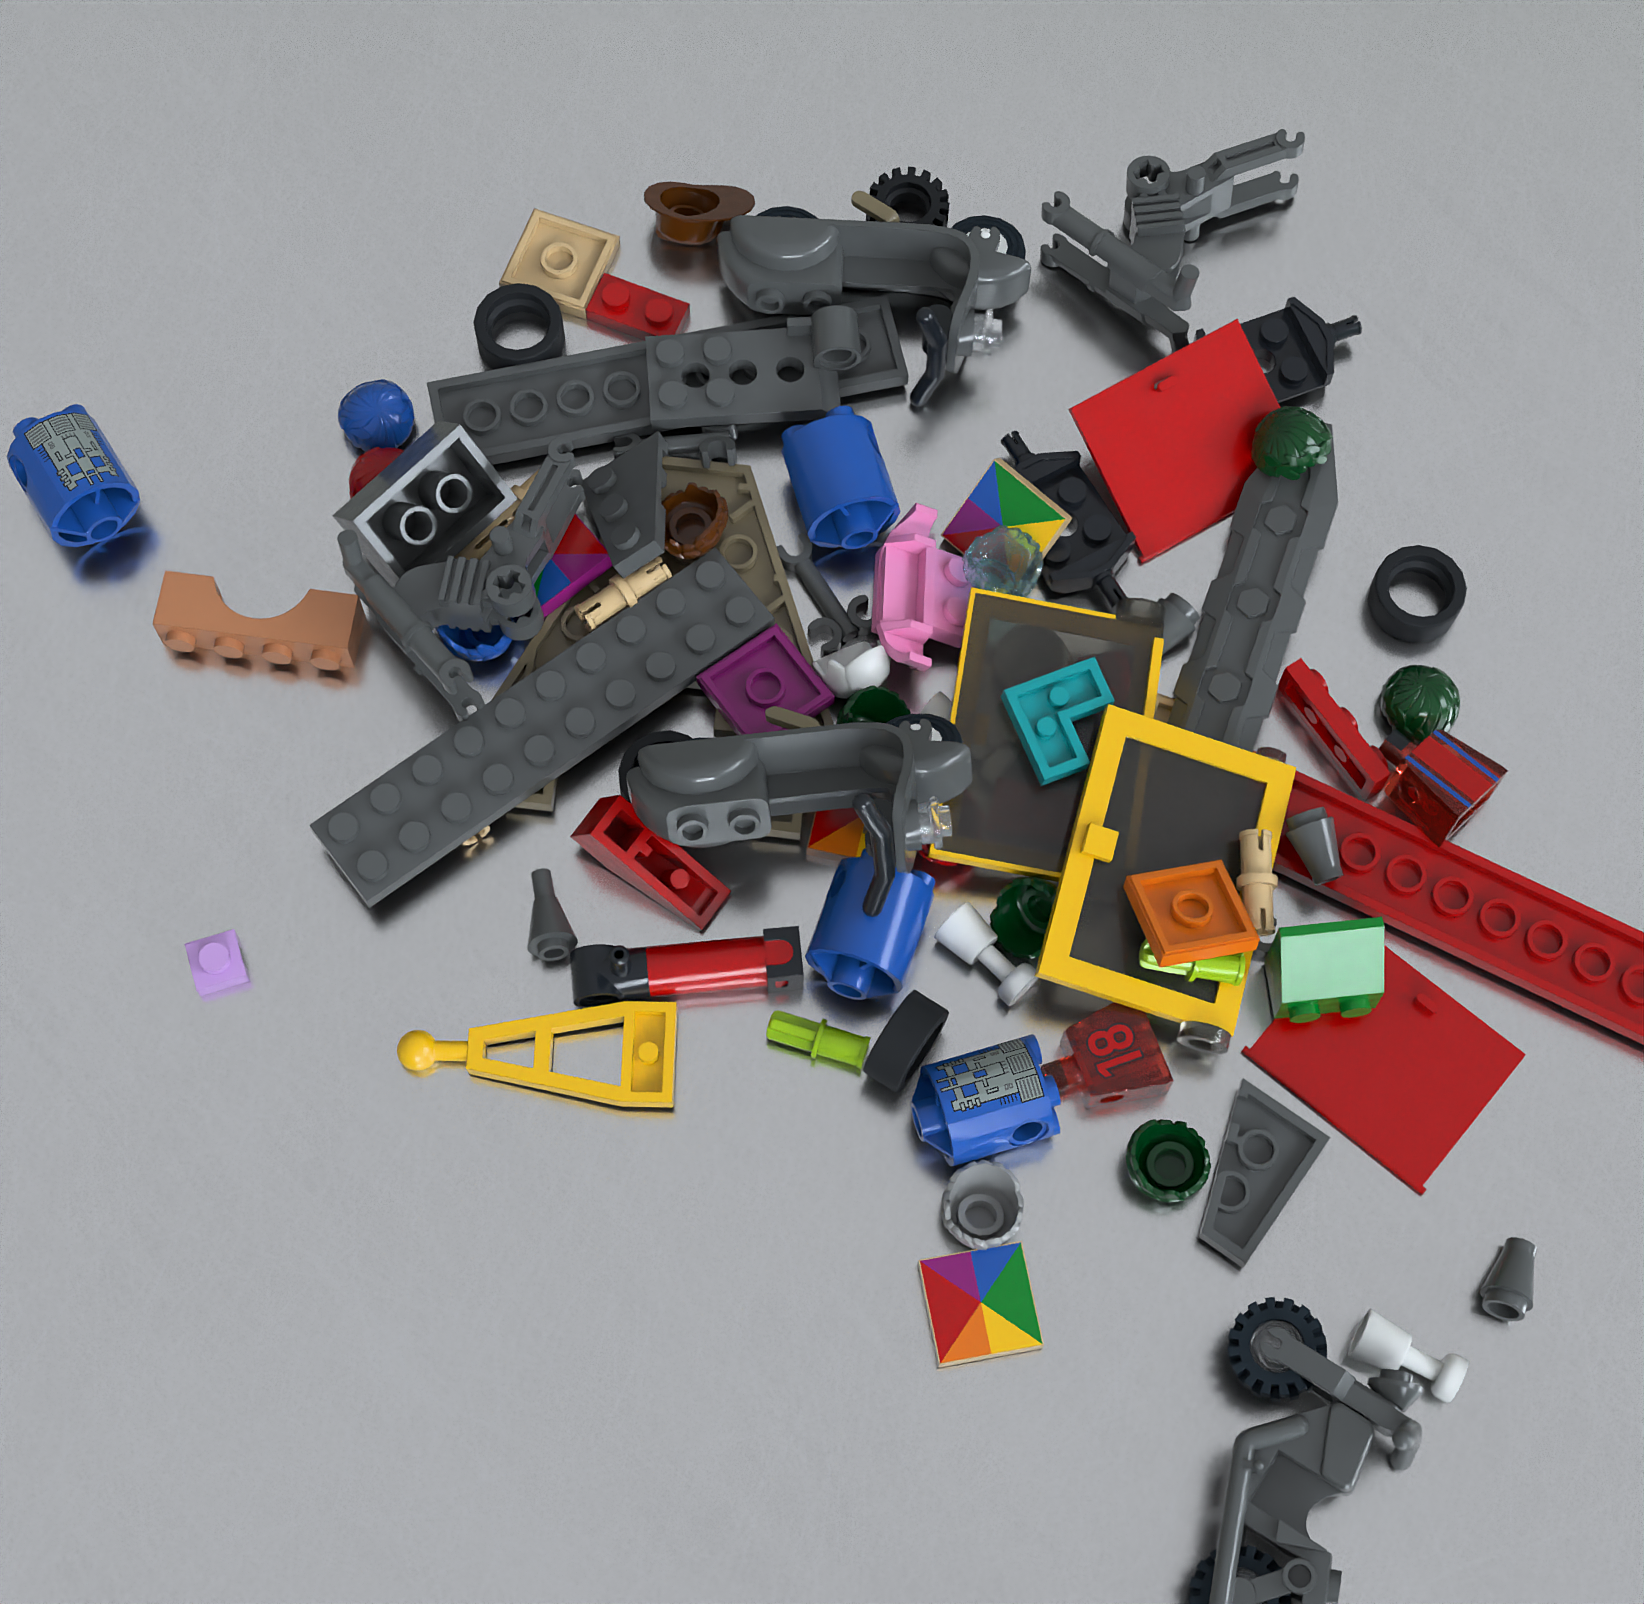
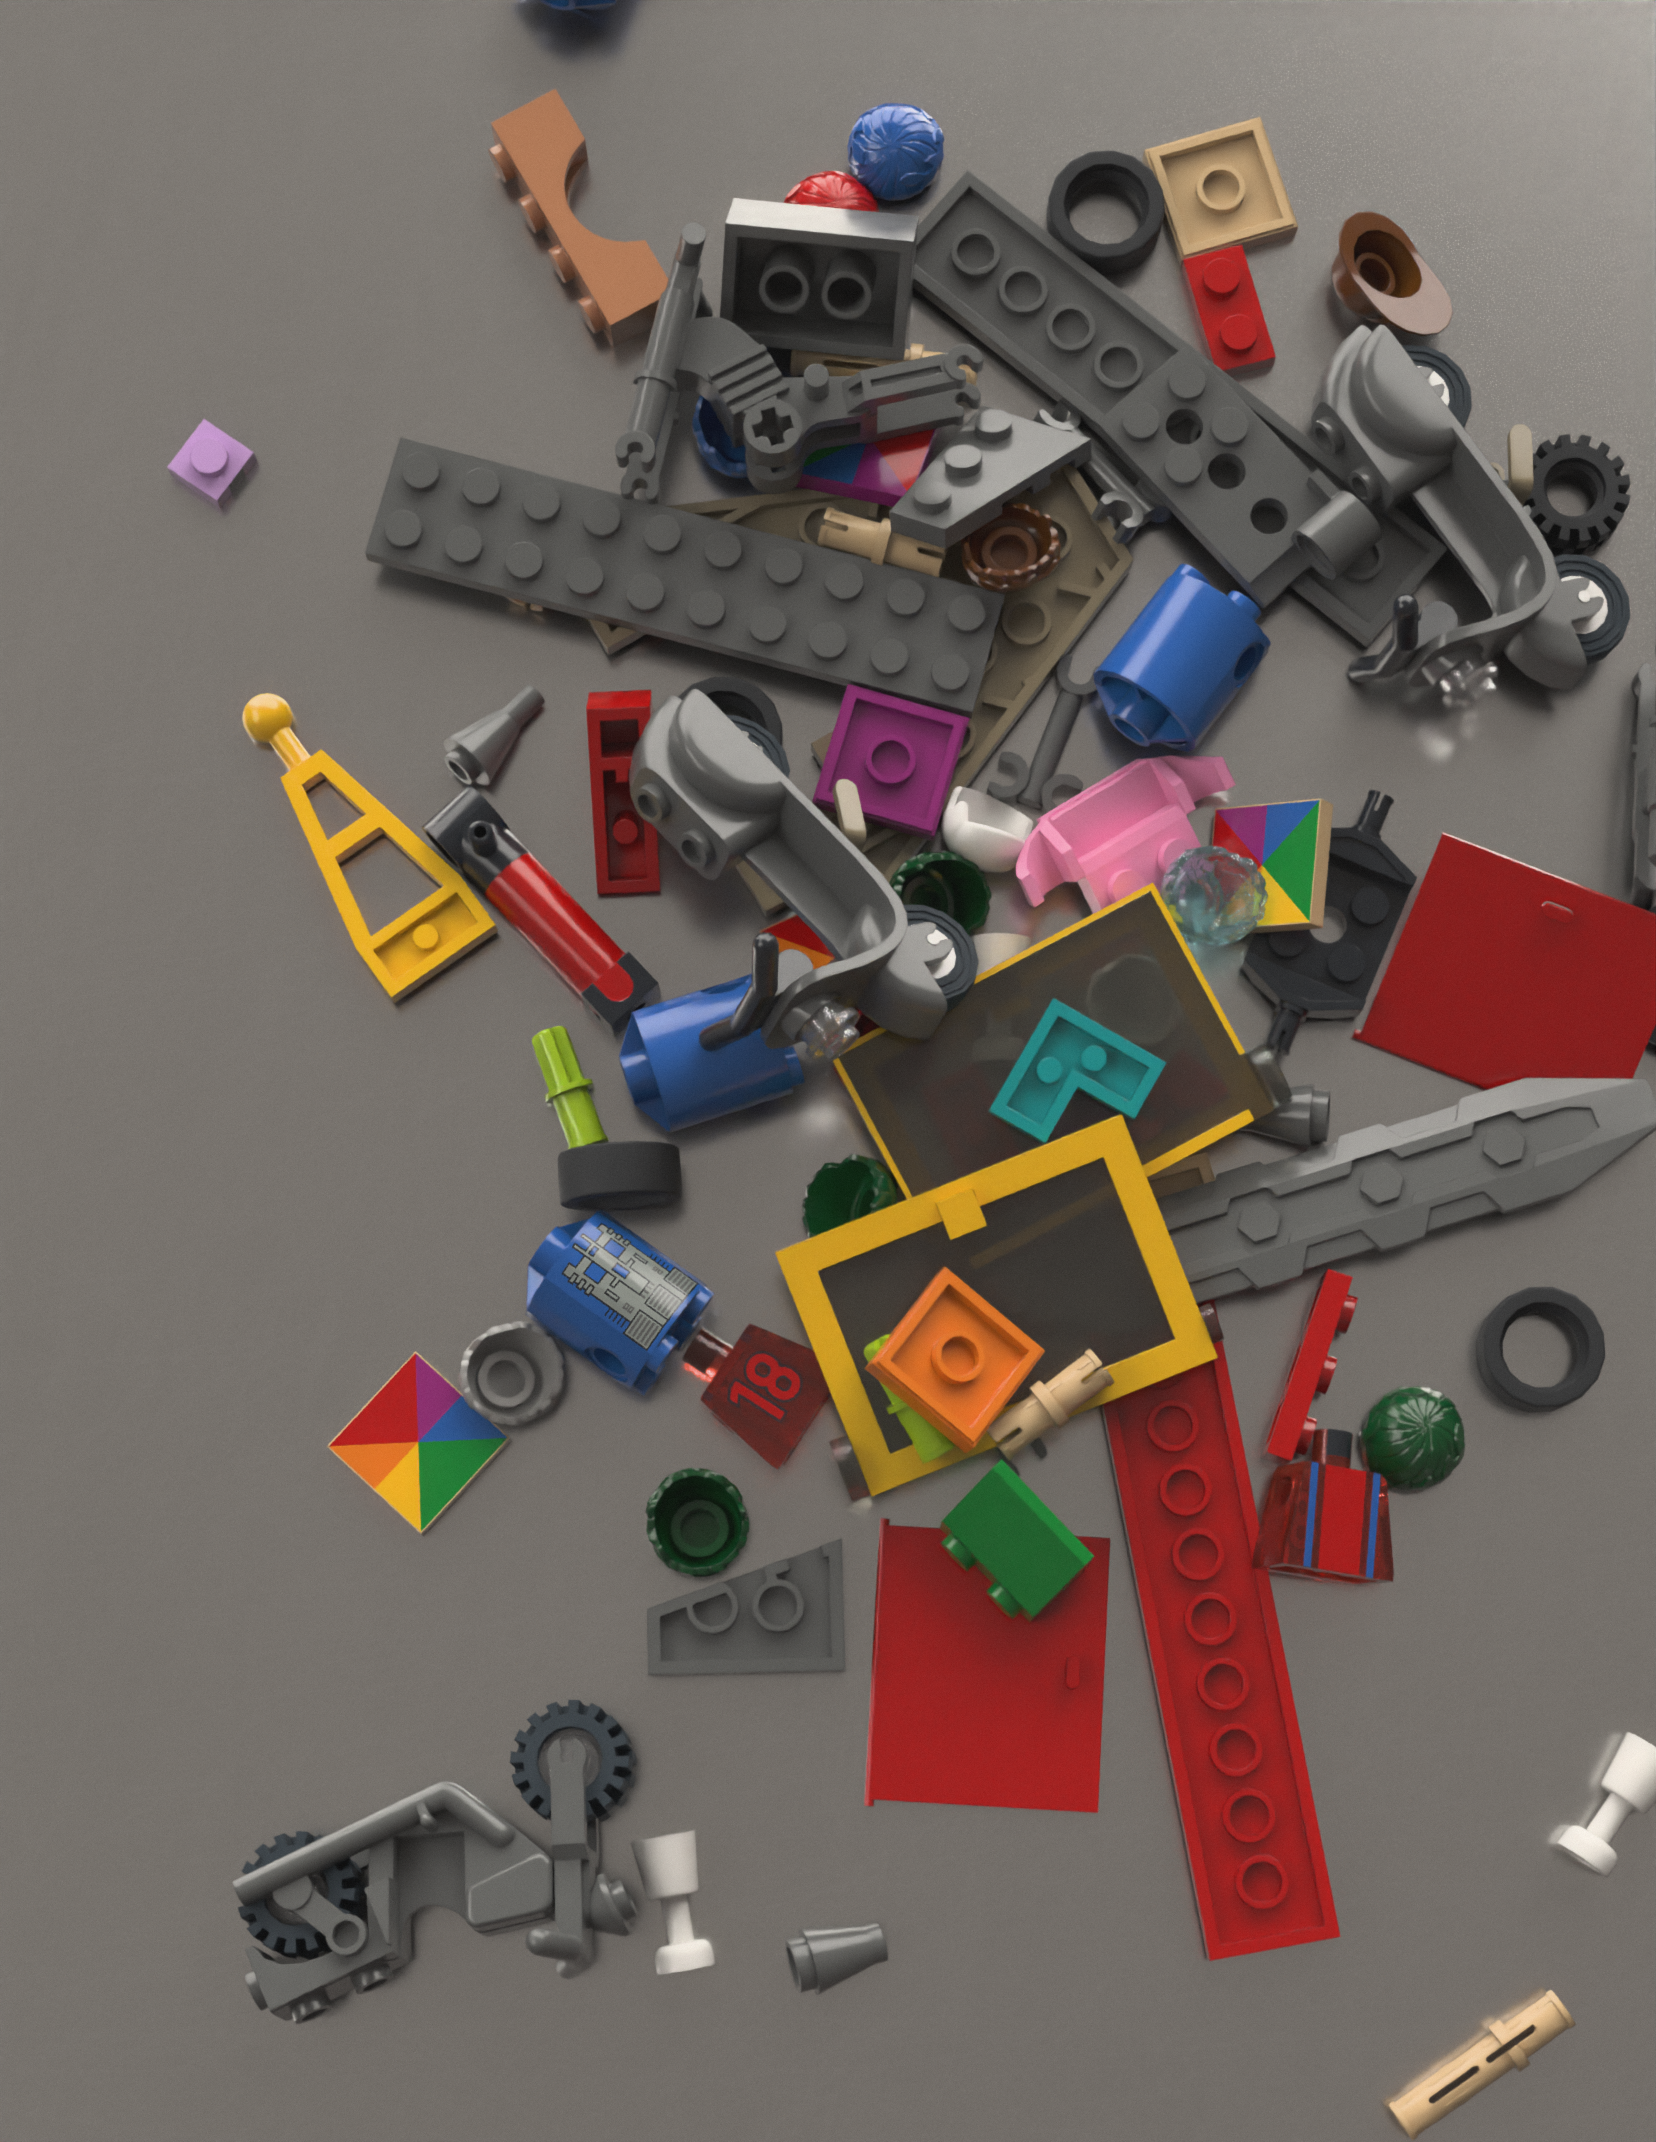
camera: 55 degrees right, 10 degrees up
(973, 940) = (785, 1165): white piece -> none
(1290, 442) = (1601, 1092): dark green hair -> none
(1316, 844) = (1148, 1438): dark grey cone -> none

